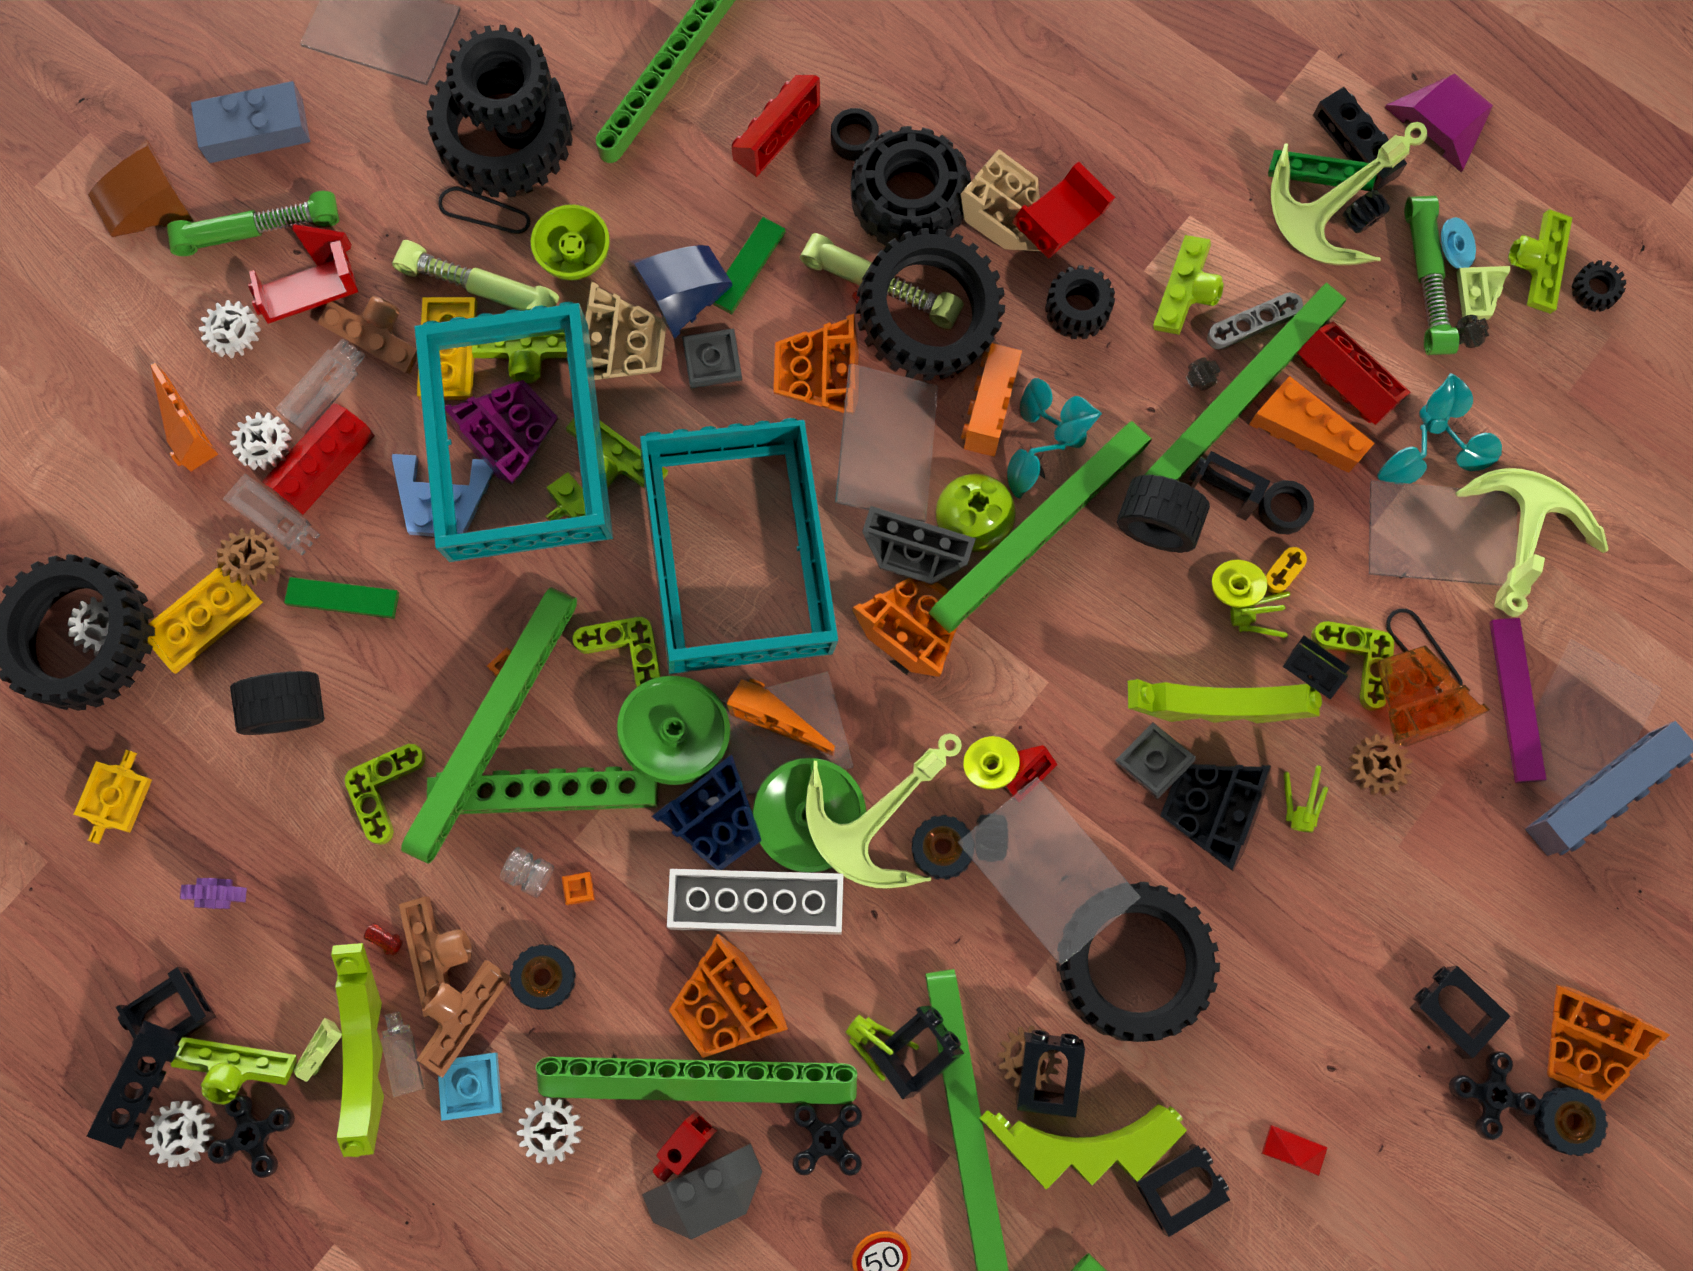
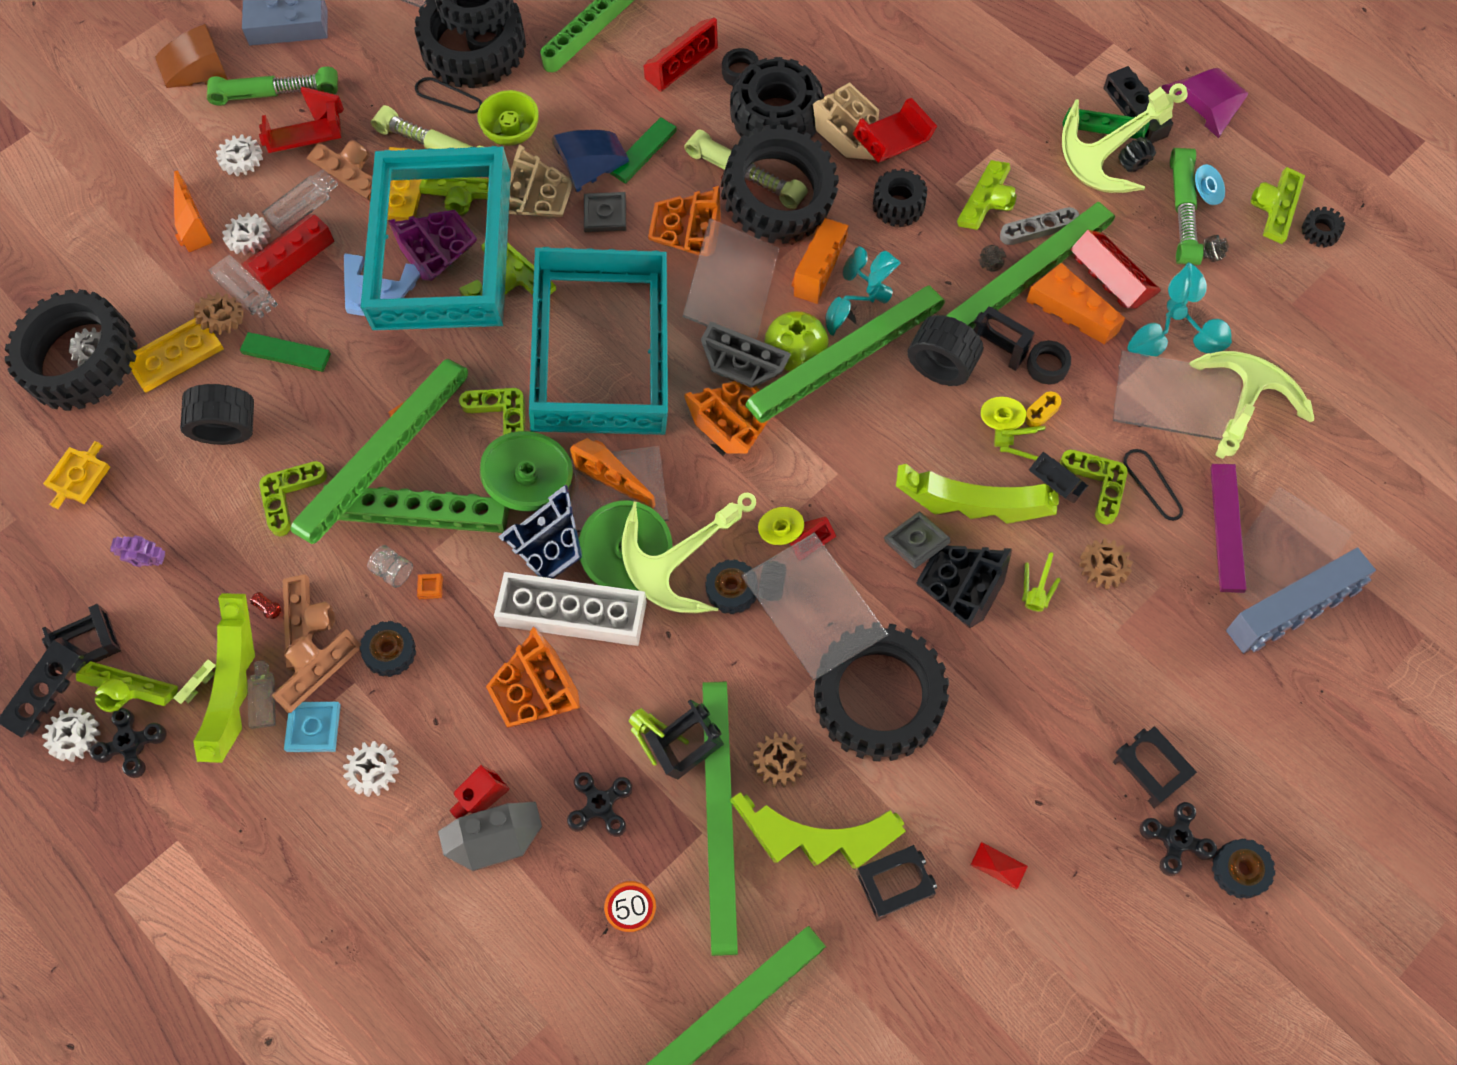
camera: 10 degrees right, 10 degrees down
(696, 1080) = (499, 743): bright green beam -> none
(1048, 1102) = (816, 754): black panel -> none
(1424, 697) = (1147, 515): clear orange wedge -> none
(1480, 289) = (1226, 219): yellowish green wing -> none
(1596, 1043) = (1270, 805): orange wedge -> none

